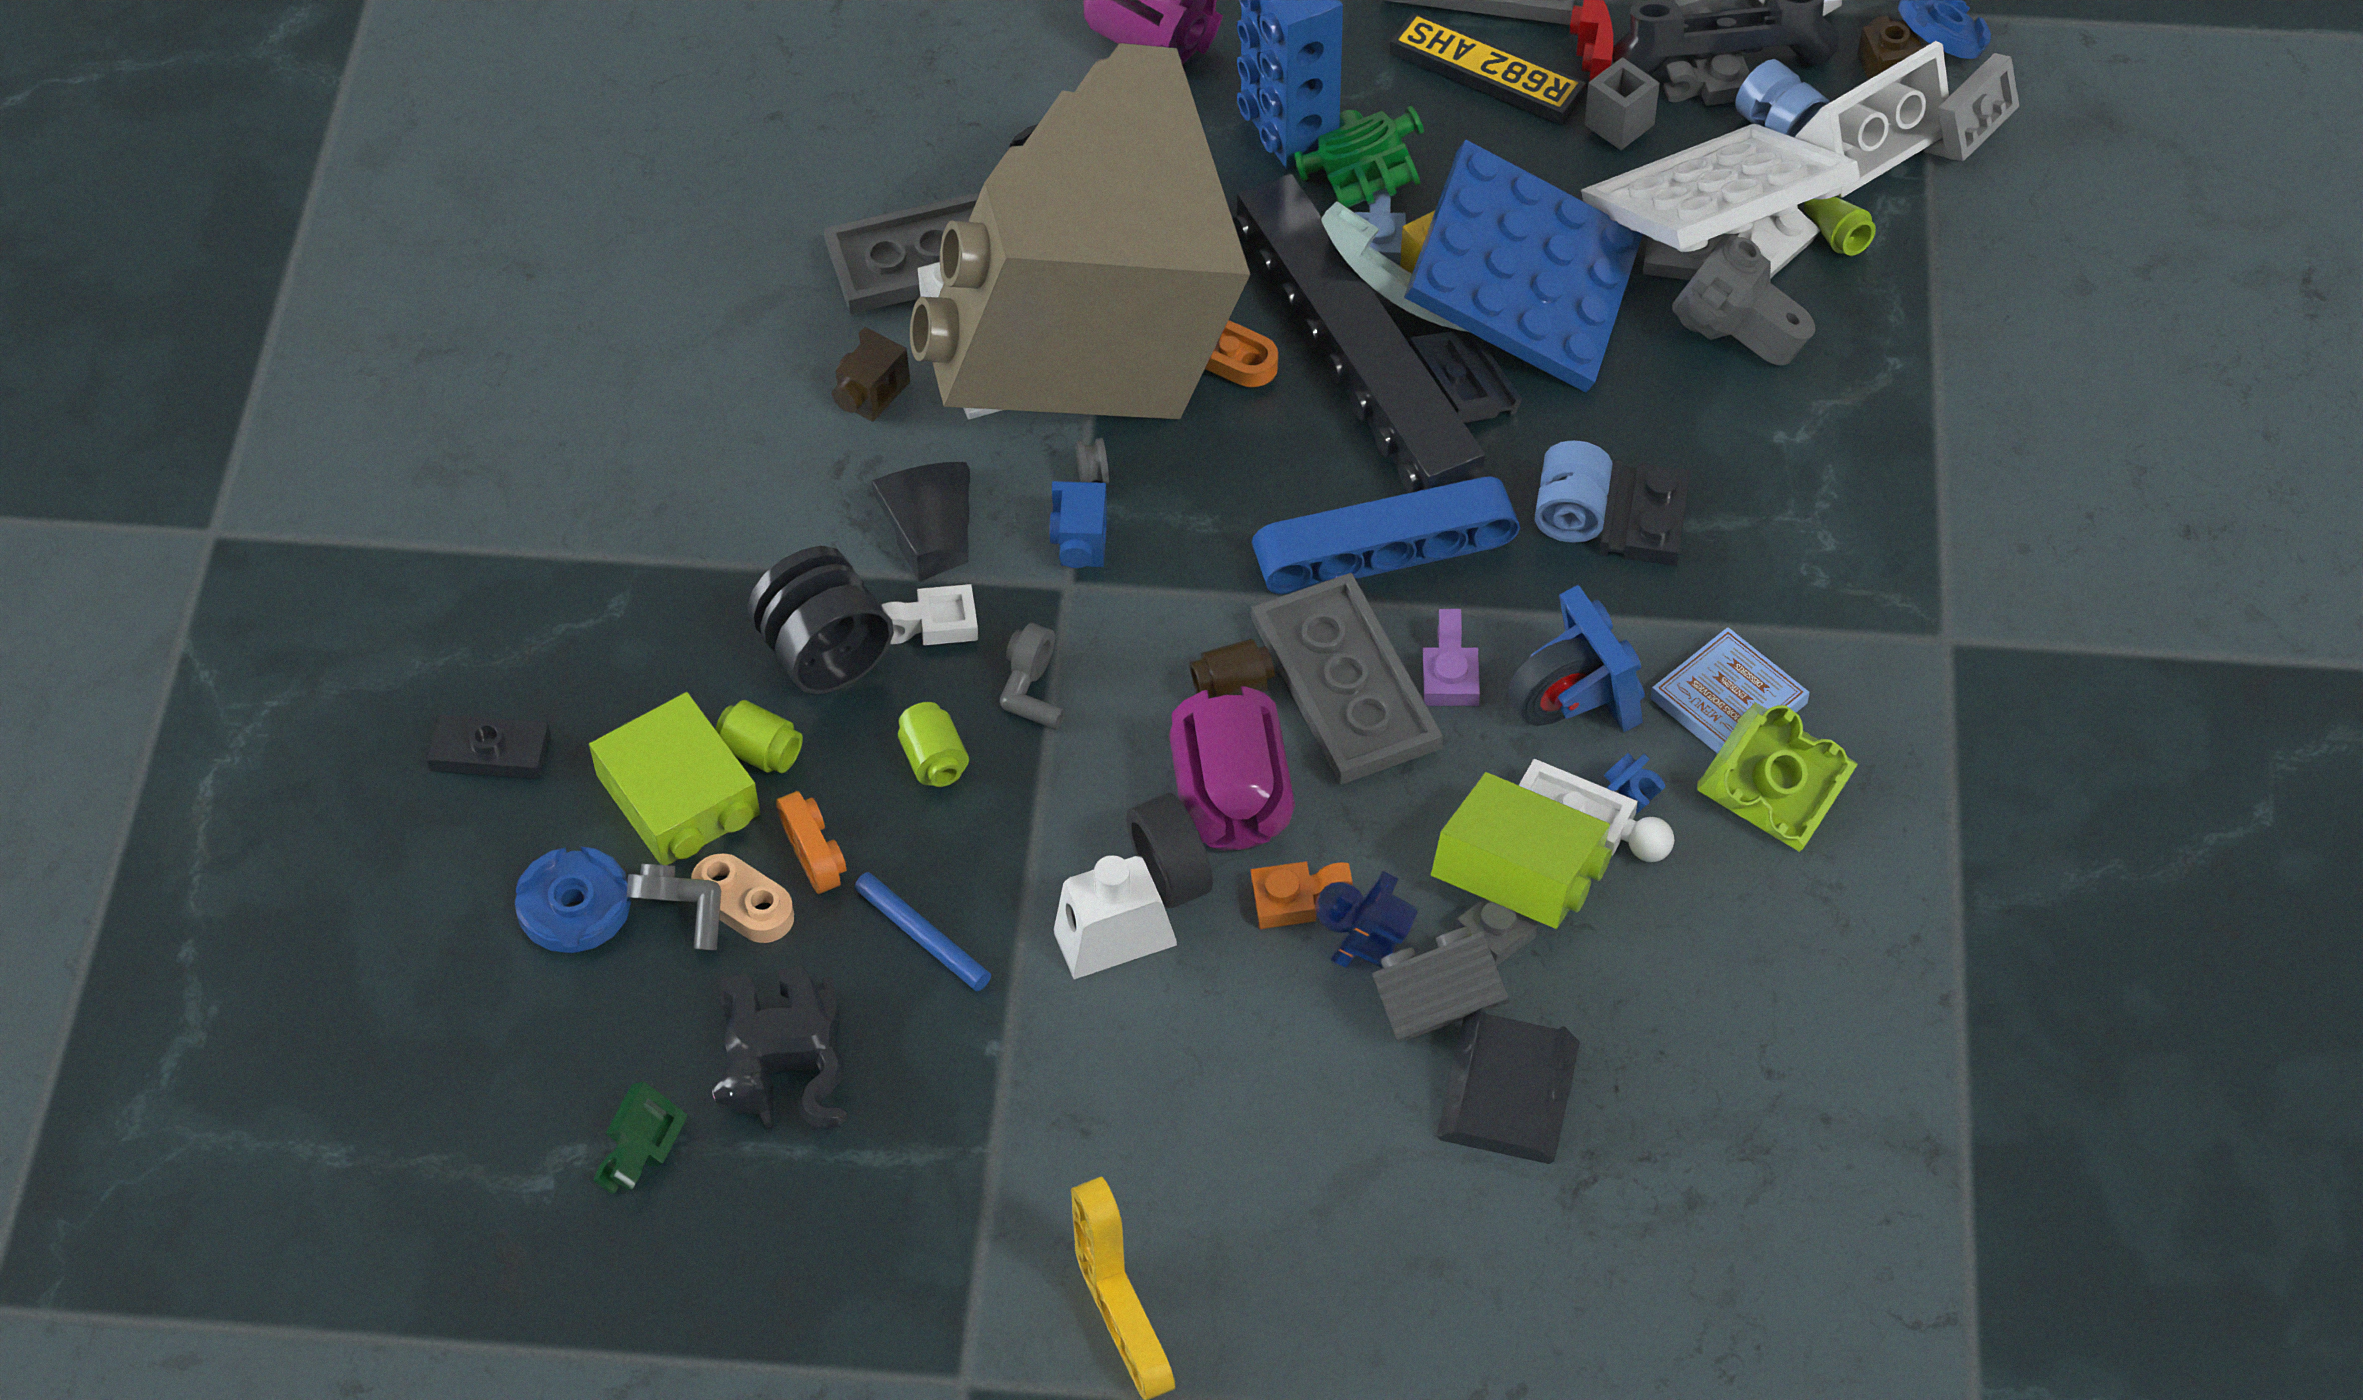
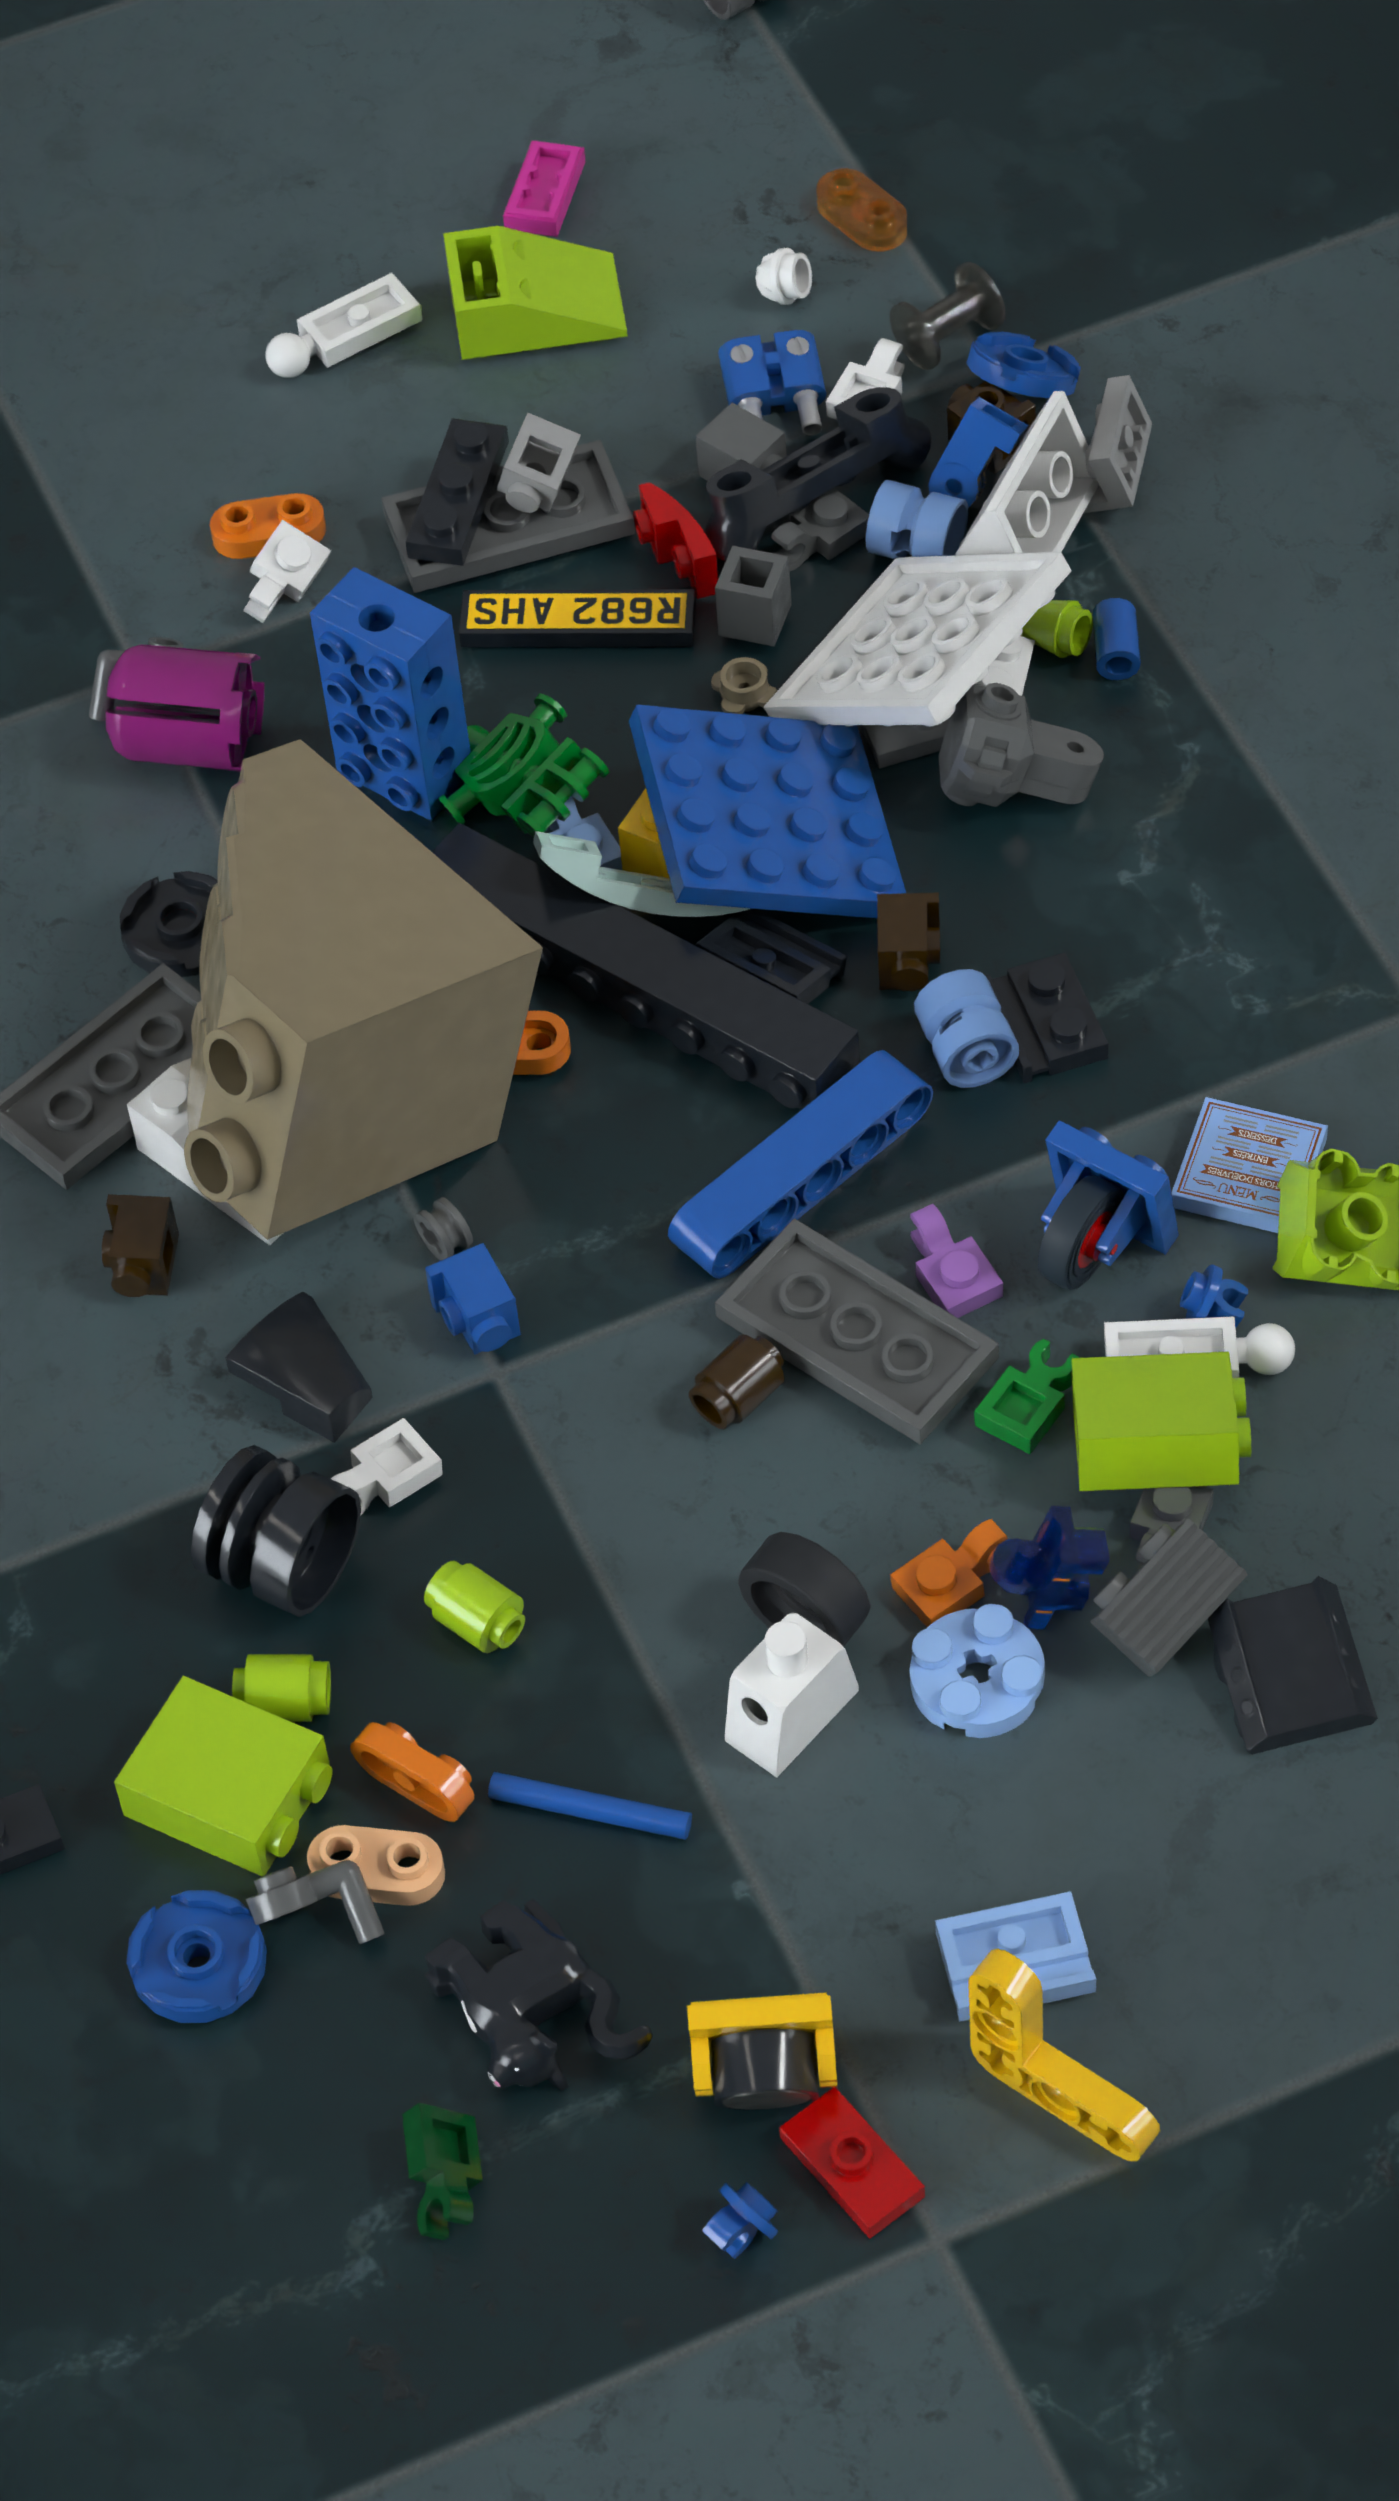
camera: 25 degrees left, 0 degrees up
(823, 1290) = (738, 2222): none -> blue plate
(913, 1170) = (762, 2050): none -> piece
(935, 1291) = (852, 2162): none -> red plate
(1029, 658) = (512, 1462): dark grey plate -> none
(1162, 1197) = (1037, 1931): none -> light blue plate
(1232, 768) = (814, 1475): magenta cylinder -> none
(1275, 944) = (969, 1637): none -> light blue plate
(1435, 791) = (1026, 1404): none -> green plate
(1574, 405) = (907, 939): none -> dark brown brick
(1576, 168) = (742, 685): none -> dark tan plate
(1856, 62) = (972, 448): none -> blue leg
(1885, 255) = (1116, 639): none -> blue piece

